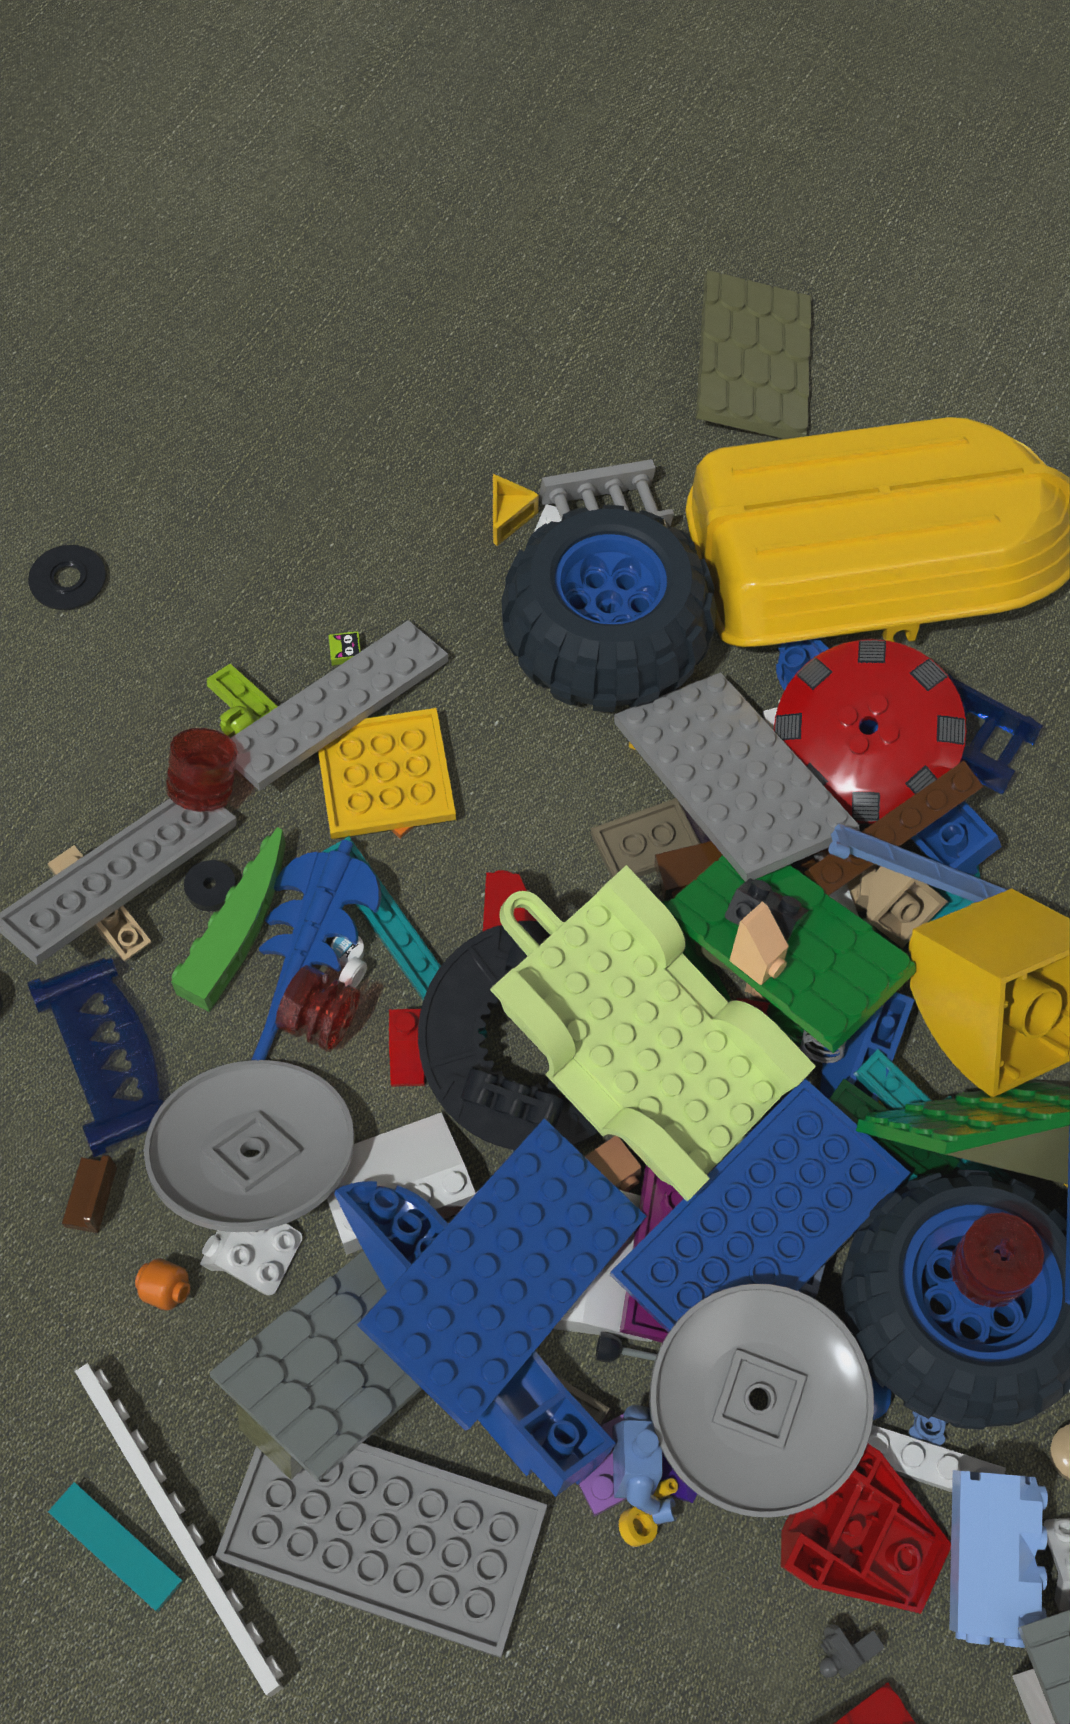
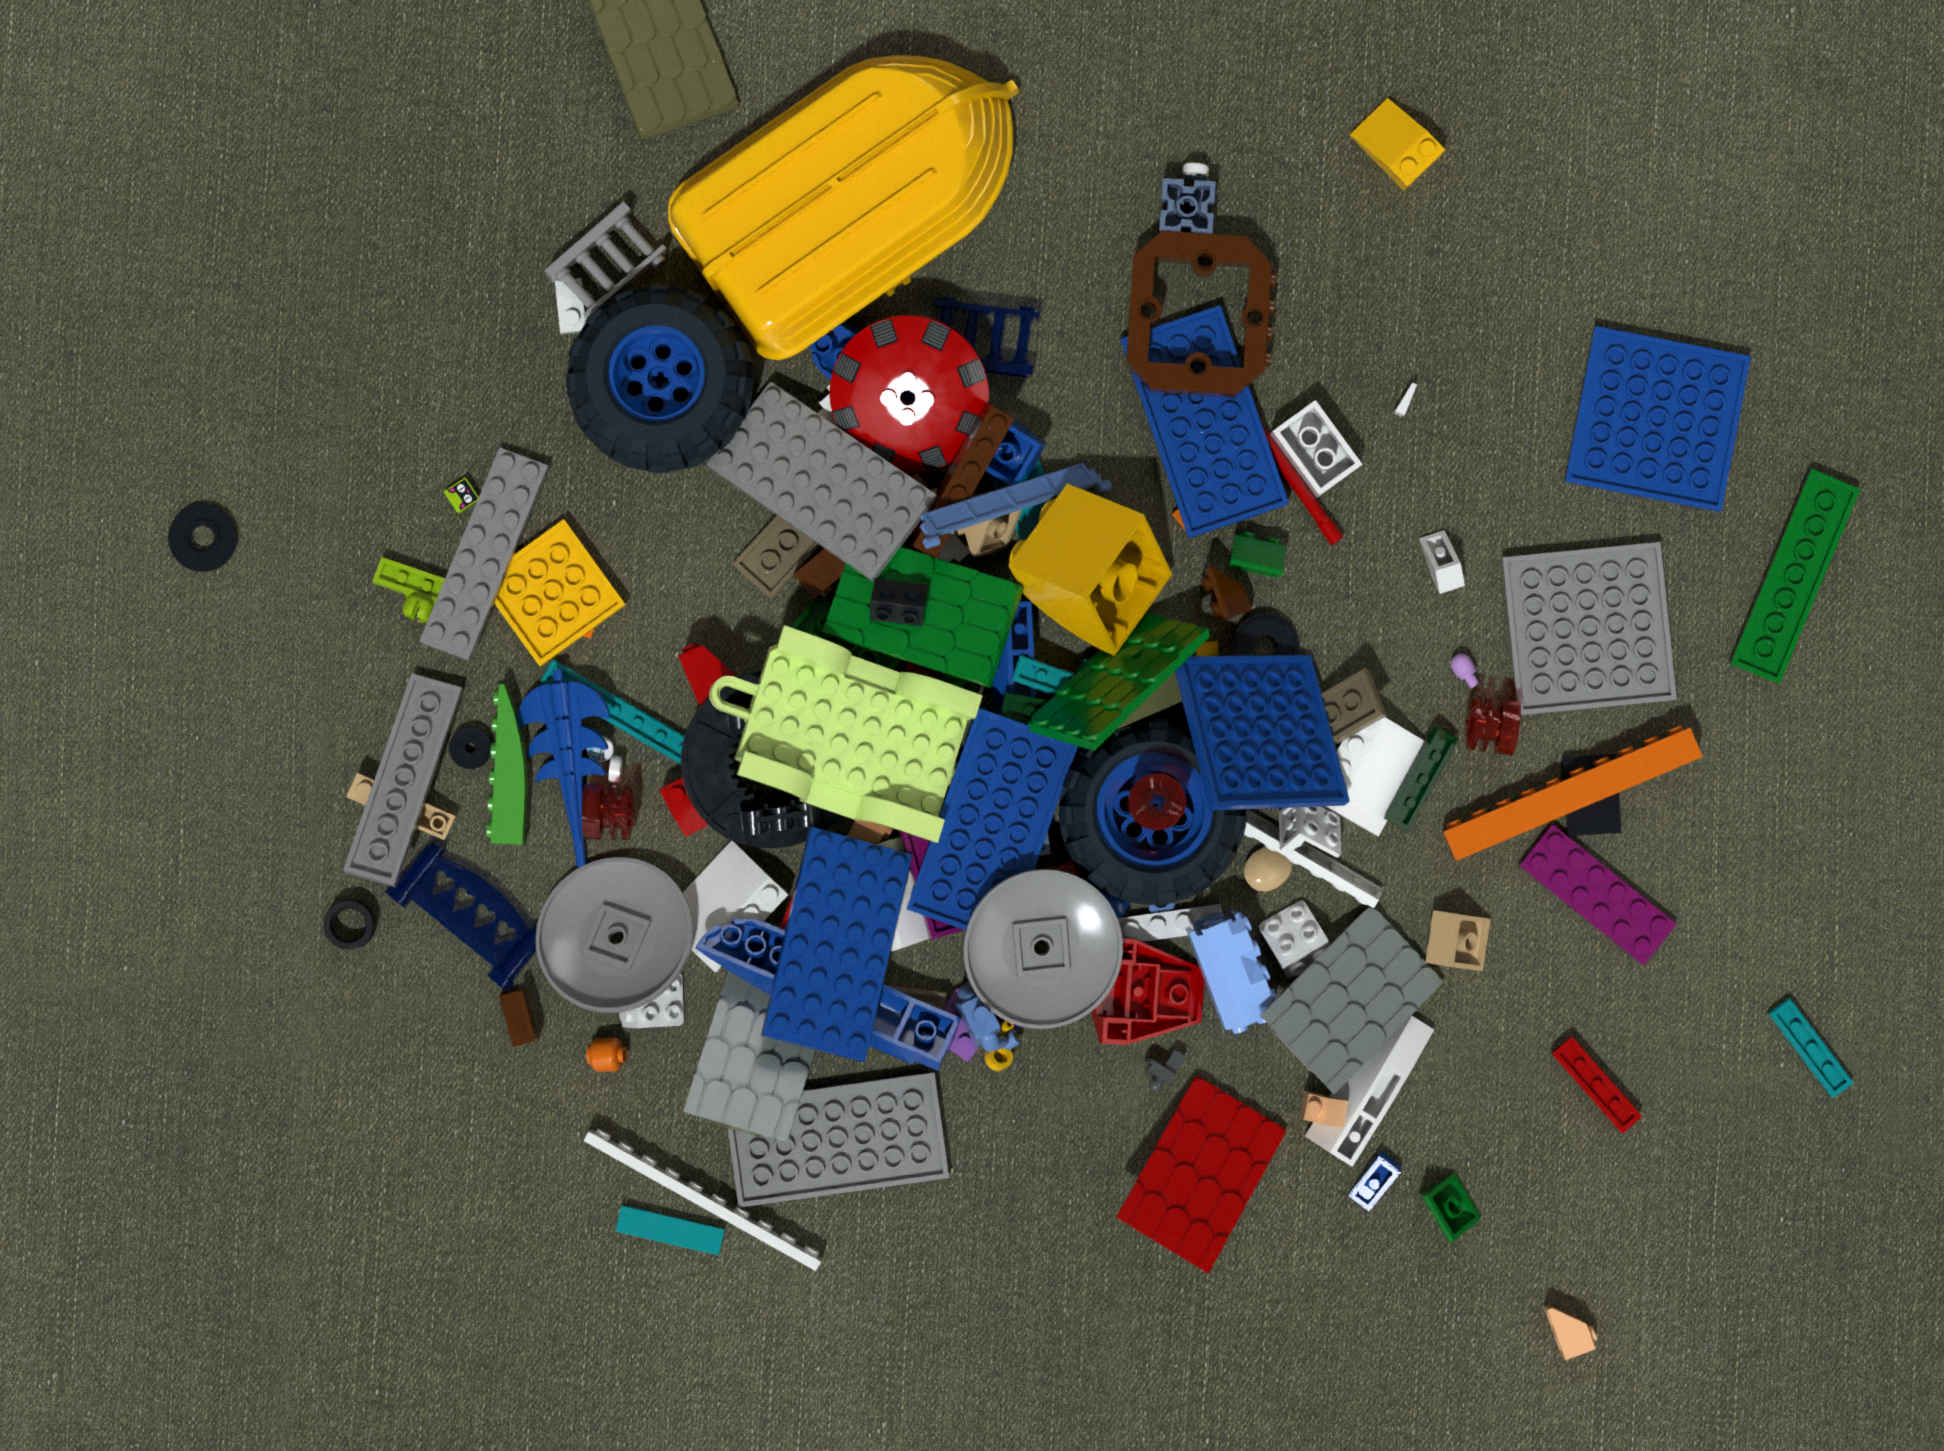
camera: 20 degrees left, 25 degrees up
(201, 769) = (418, 668): clear red wheel -> none
(511, 507) = (529, 305): yellow slope -> none
(610, 1348) = (928, 951): black hinge -> none
(759, 946) = (907, 641): light nougat slope -> none

